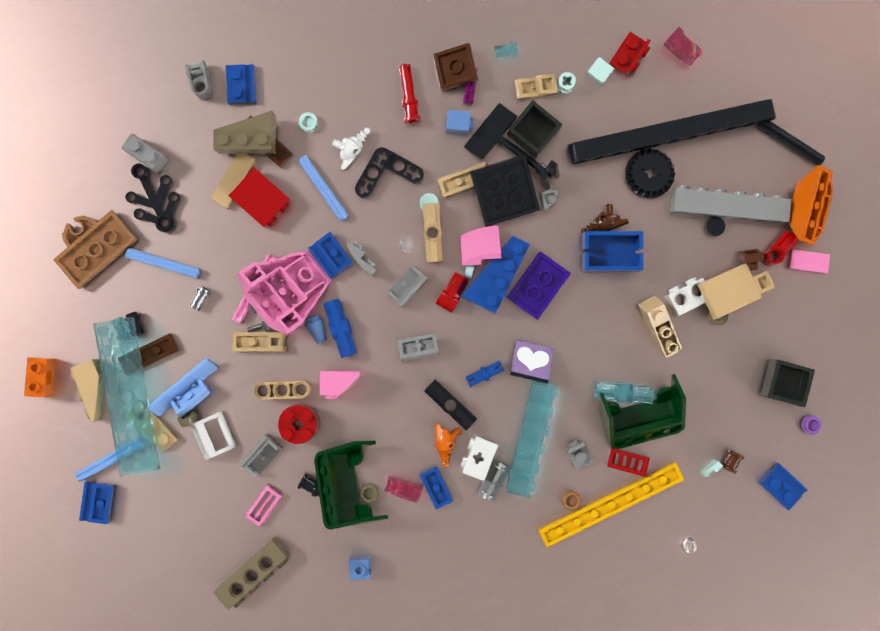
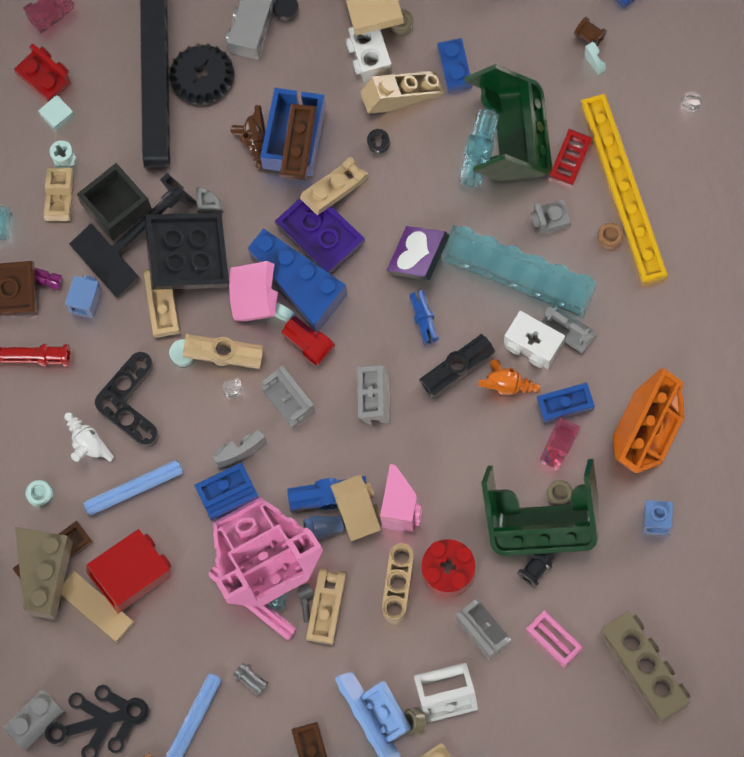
camera: 75 degrees left, 15 degrees down
(329, 351) = (356, 508): none -> tan brick
(428, 550) = (650, 422): none -> orange wedge
(574, 289) = (334, 186): none -> tan plate
(601, 257) = (298, 142): none -> reddish brown tile
(615, 321) = (384, 144): none -> black bush
(689, 362) = (454, 64): none -> blue plate

